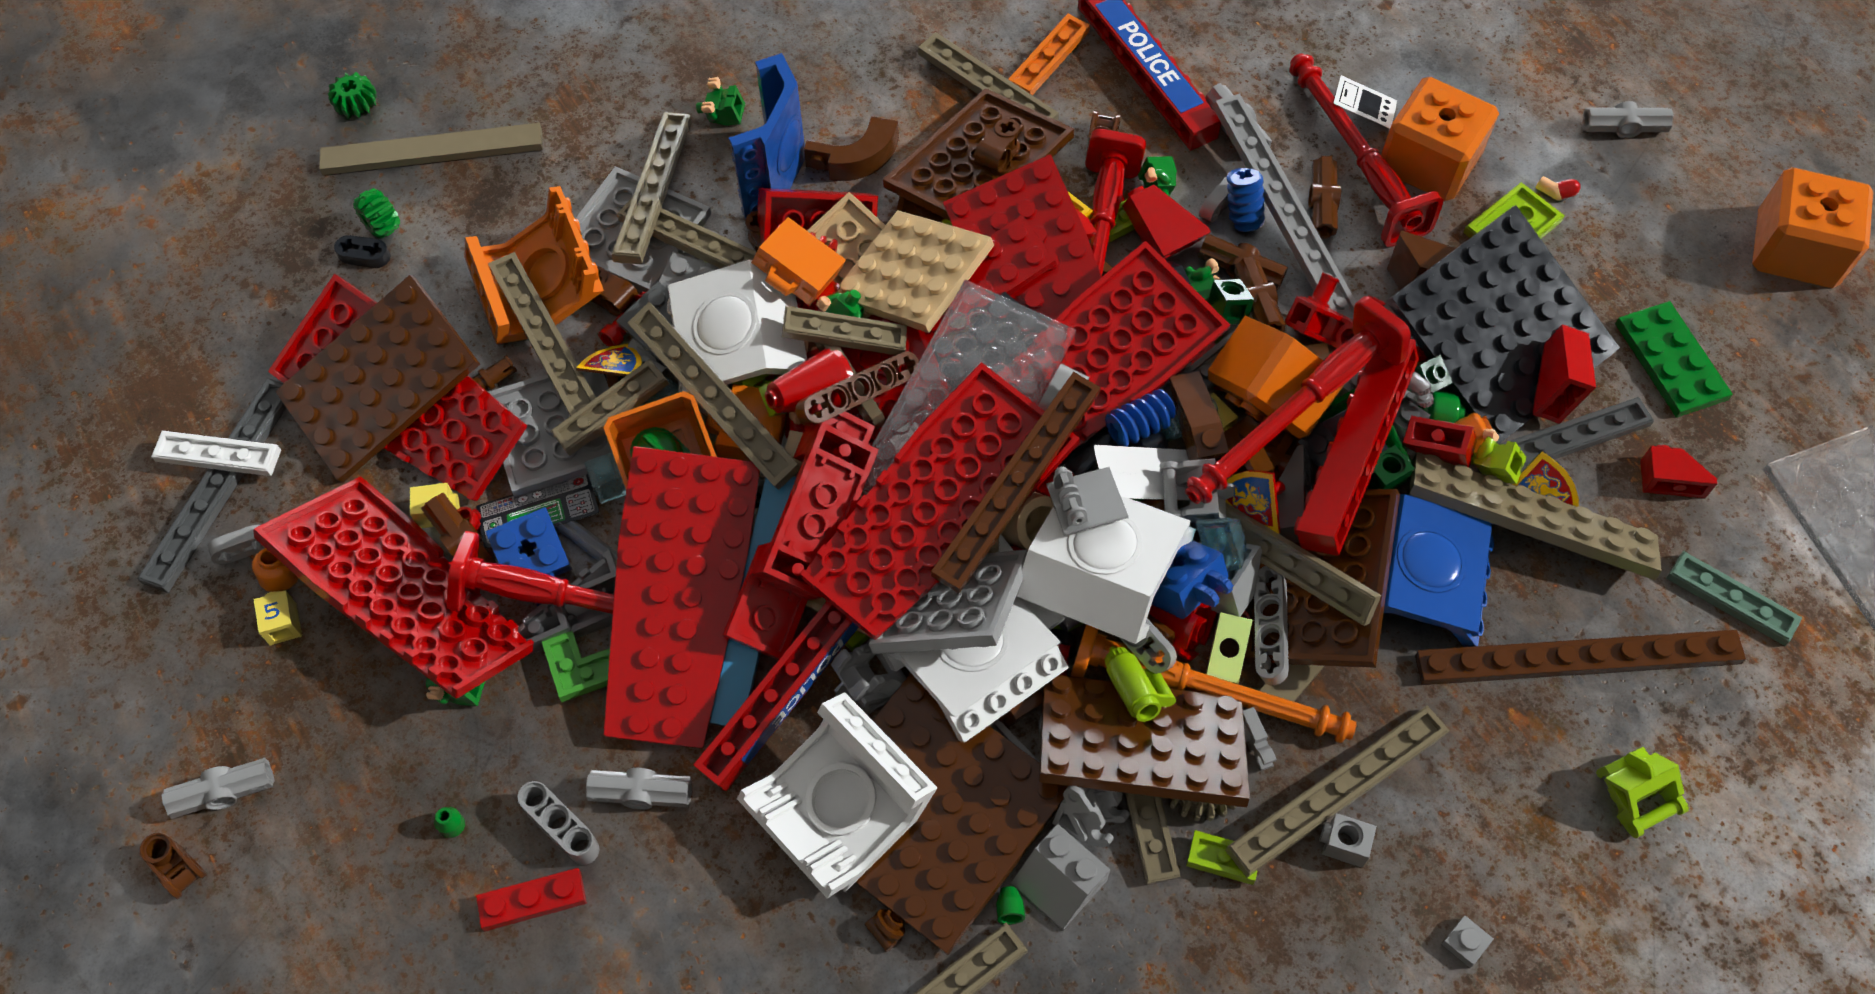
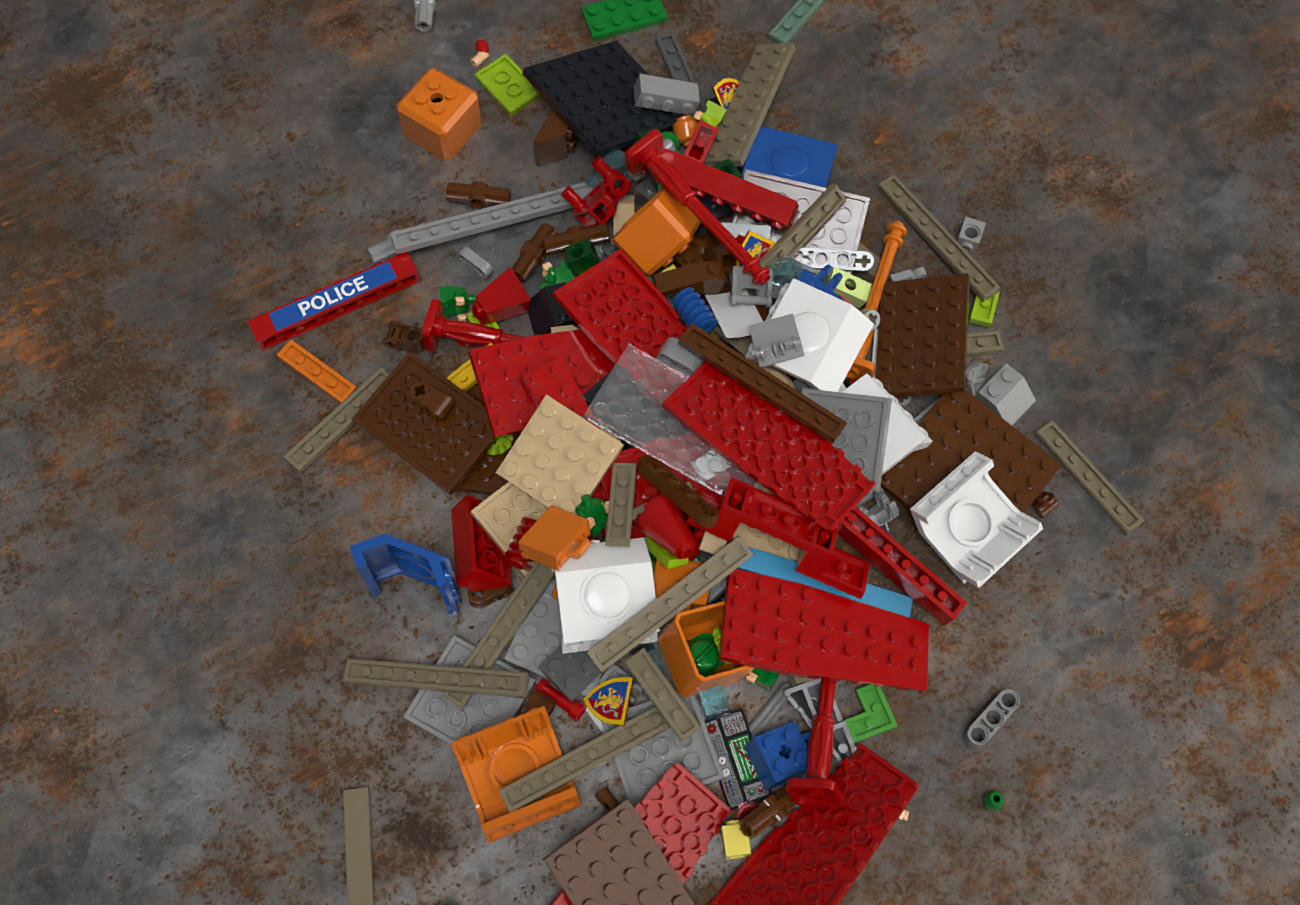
camera: 90 degrees left, 5 degrees up
(531, 899) = (1044, 737): red plate -> none
(639, 788) = (962, 665): light grey piece -> none
(721, 104) = (342, 631): green piece -> none
(858, 158) = (402, 505): reddish brown arch -> none
(1010, 906) = (1026, 427): green hose -> none
(1138, 687) = (888, 334): lime piece -> none
(1246, 199) = (483, 241): blue piece -> none
(1365, 102) = (392, 158): white sticker -> none
(1408, 214) = (461, 157): red piece -> none
(1467, 941) = (1024, 184): light grey plate -> none
(1521, 396) = (666, 94): none -> light grey brick
(1564, 374) = (646, 61): red slope -> none
(1579, 657) = (841, 102): reddish brown plate -> none
(1639, 777) = (928, 80): lime piece -> none
(1674, 473) = (713, 28): red slope -> none

